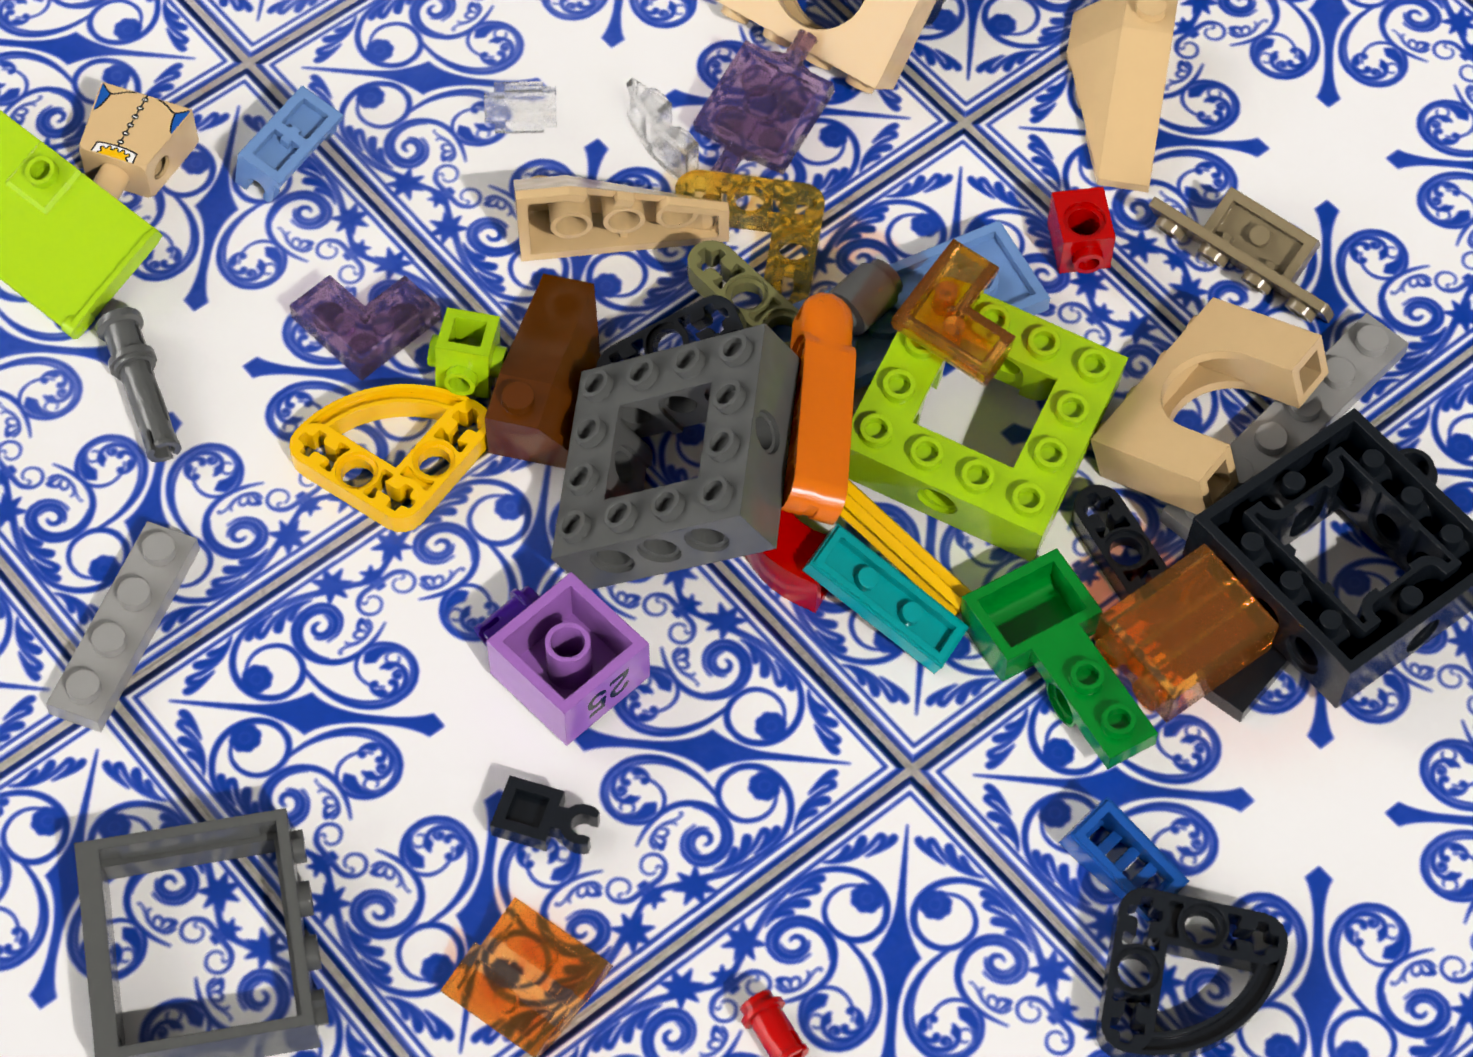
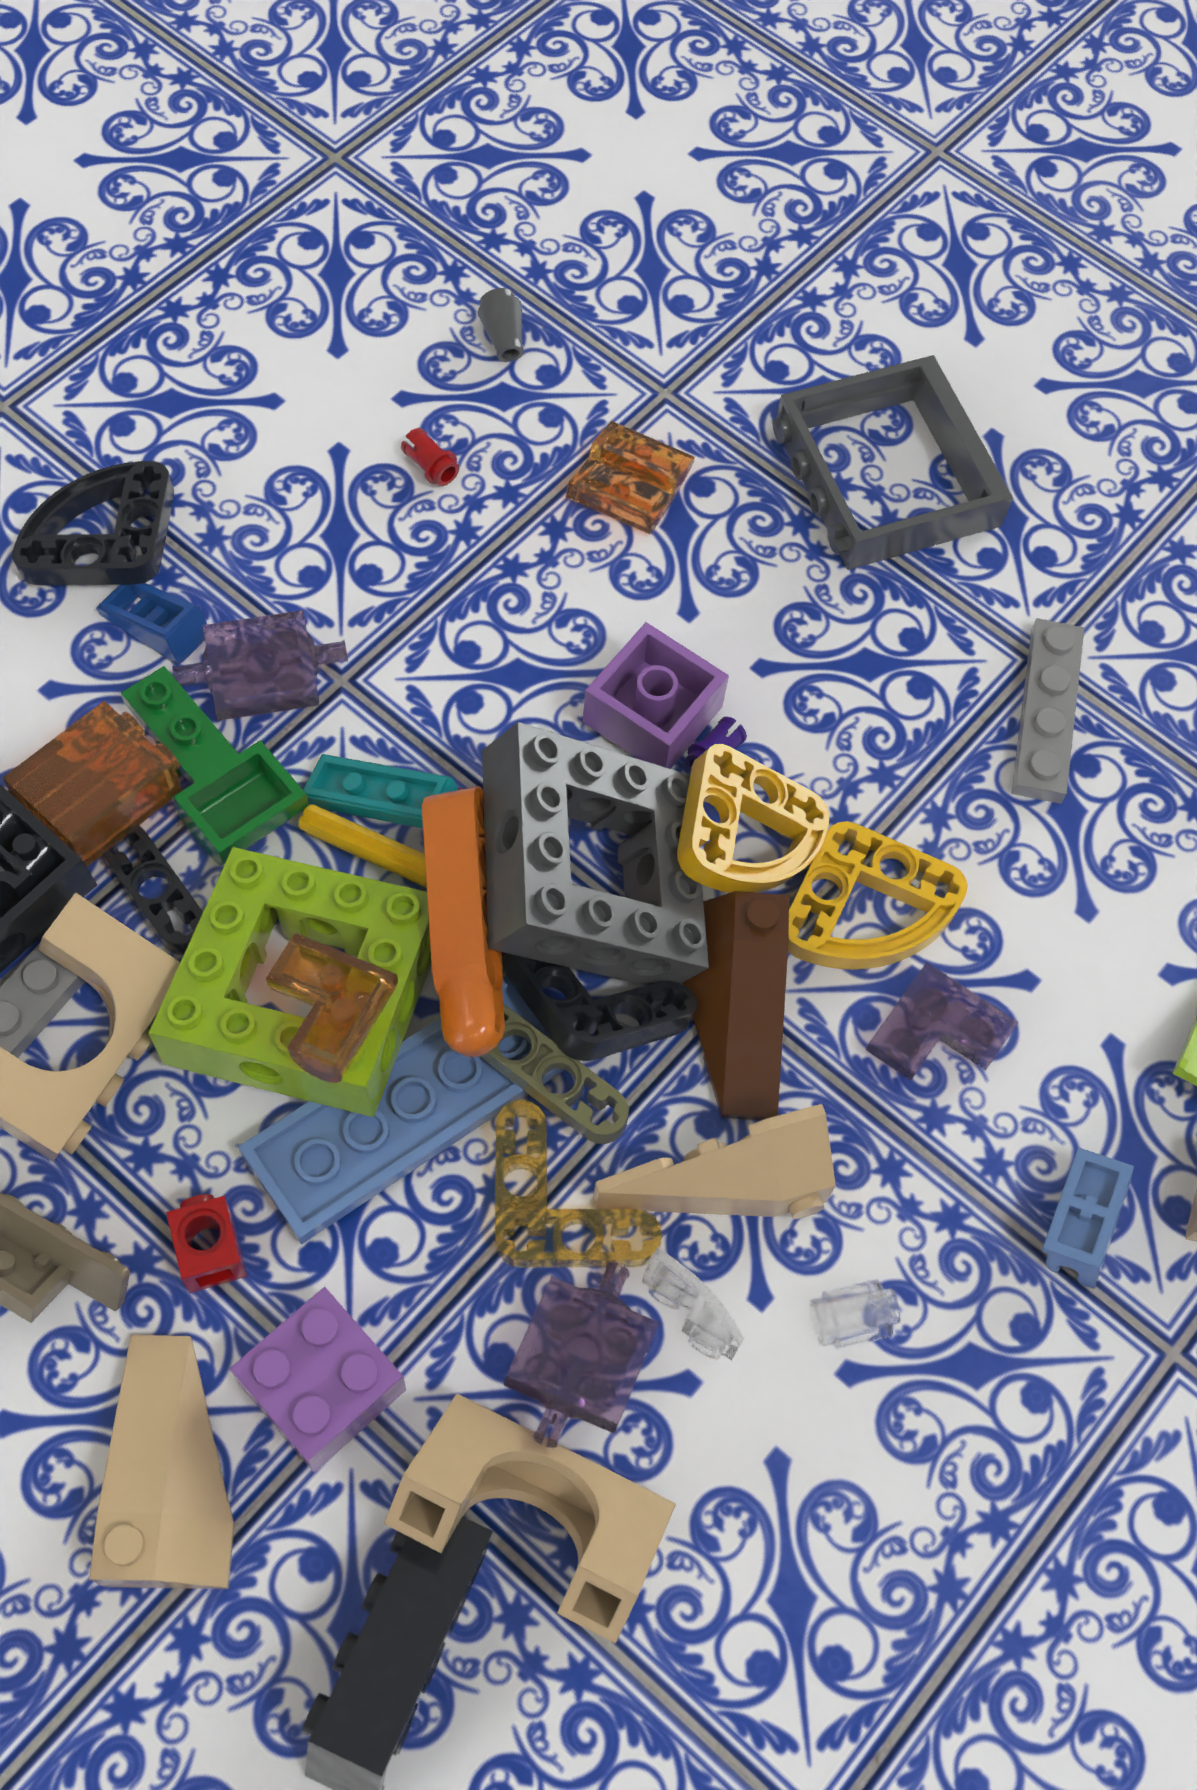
camera: 165 degrees right, 5 degrees up
(134, 365) = (1142, 947): dark grey pin -> none
(467, 352) = (831, 966): lime brick -> none
(535, 814) = (654, 587): black plate -> none
(557, 455) = (726, 782): none -> yellow beam
(869, 293) = (436, 1089): dark grey brick -> none
(989, 118) = (319, 1379): none -> medium lavender brick
(1002, 776) = (260, 665): none -> clear purple plate

